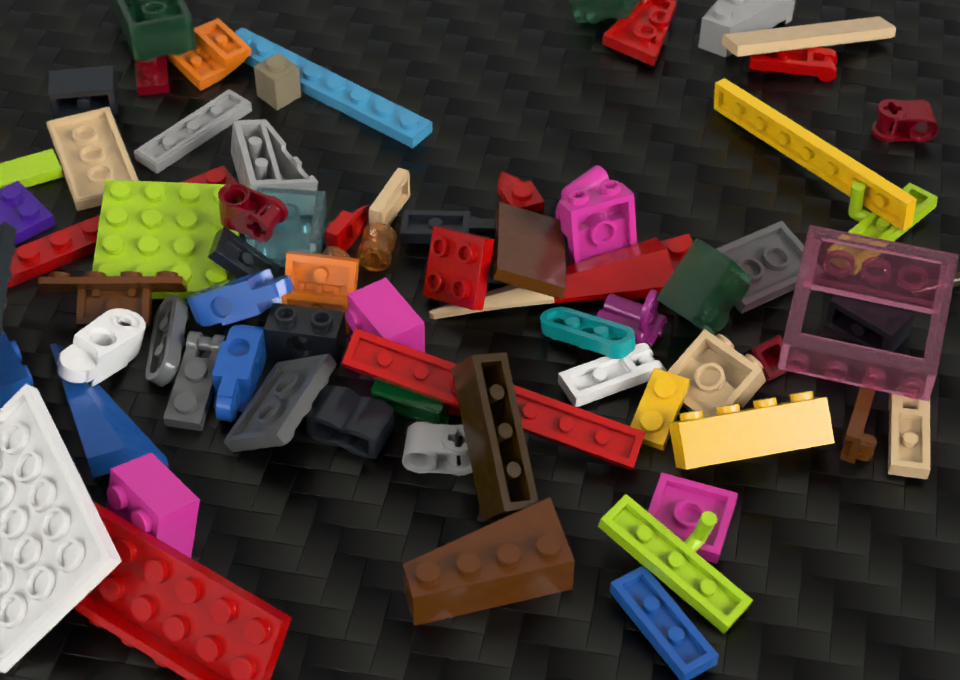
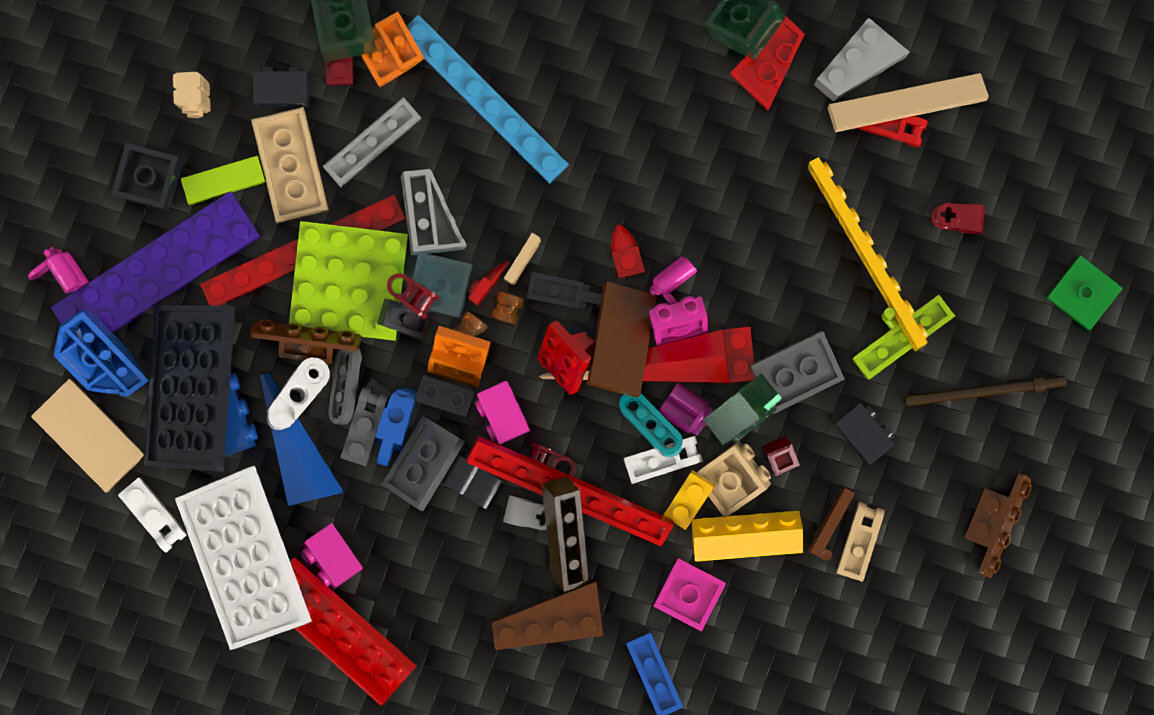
camera: 10 degrees right, 40 degrees up
(238, 298) = (398, 361): blue piece -> none
(277, 81) = (444, 99): dark tan brick -> none
(677, 561) = (671, 636): lime plate -> none
(875, 273) = (841, 509): clear pink windscreen -> none

